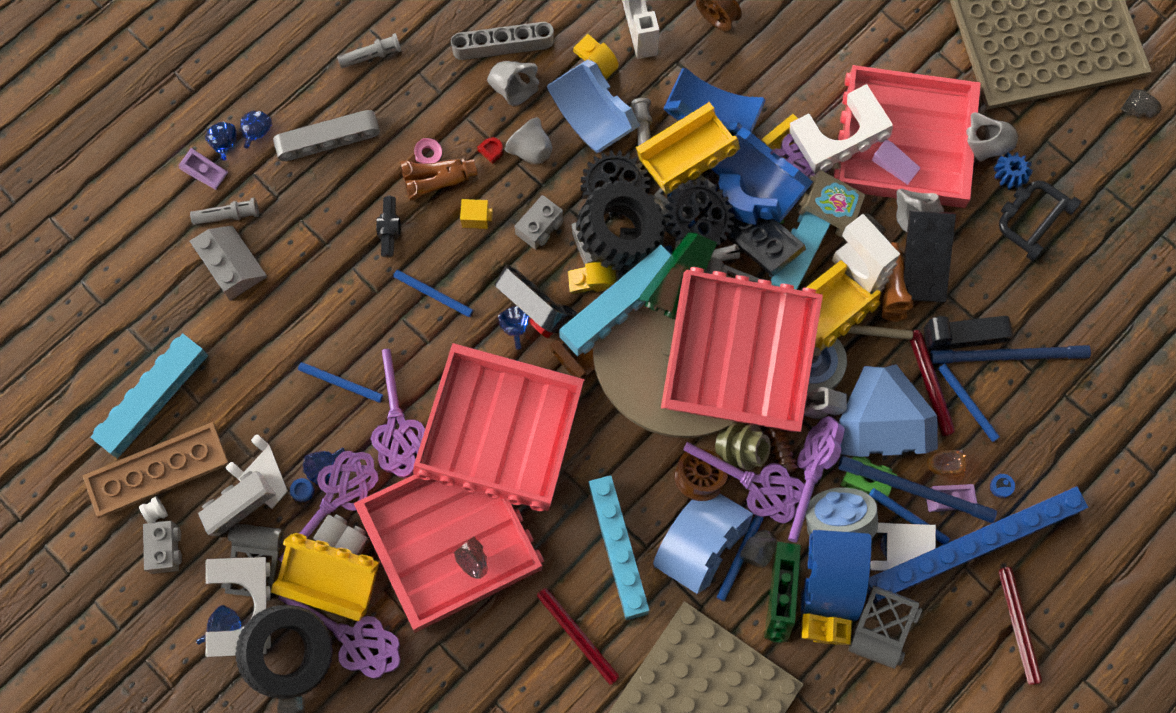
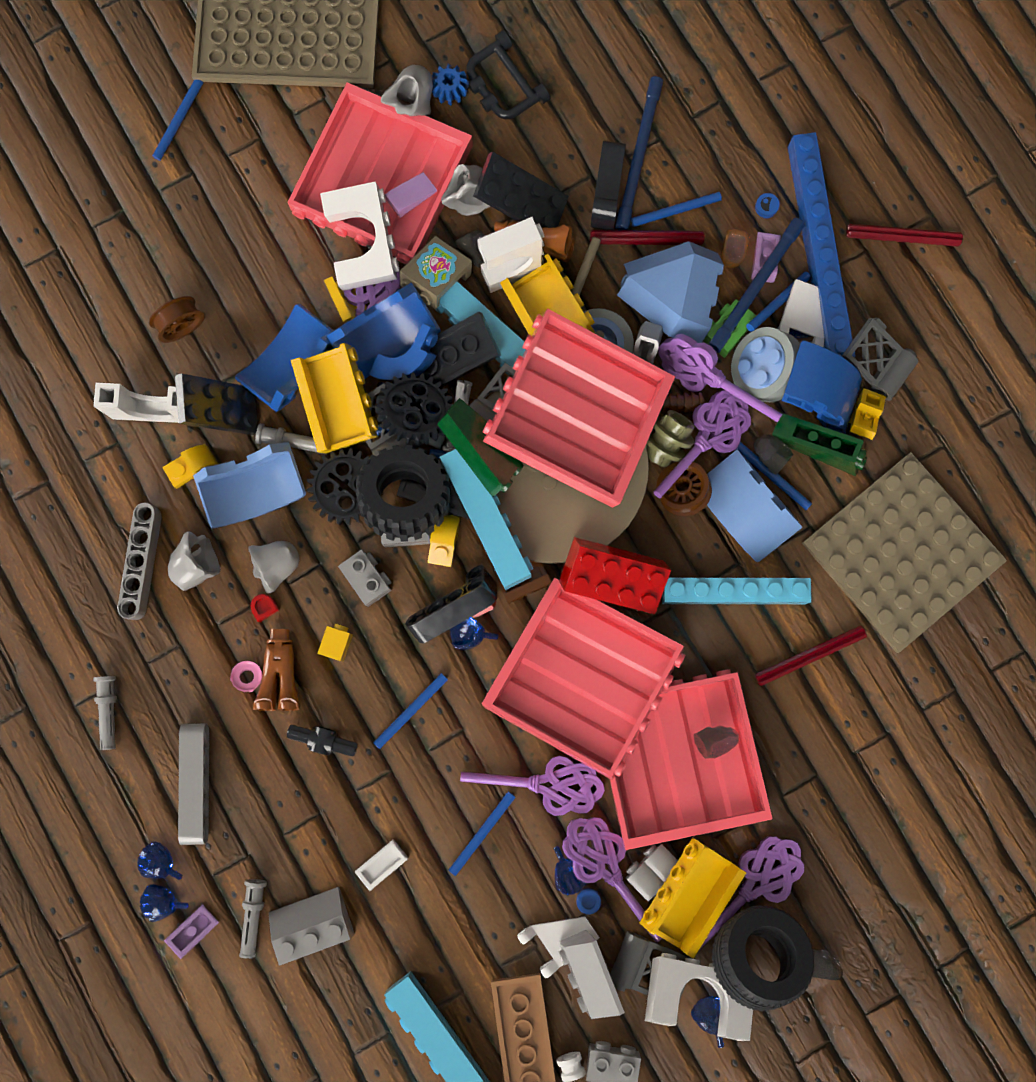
camera: 70 degrees left, 10 degrees up
(293, 305) = (381, 865): none -> white tile
(599, 429) = (614, 575): none -> red brick
(651, 55) = (215, 404): none -> black plate

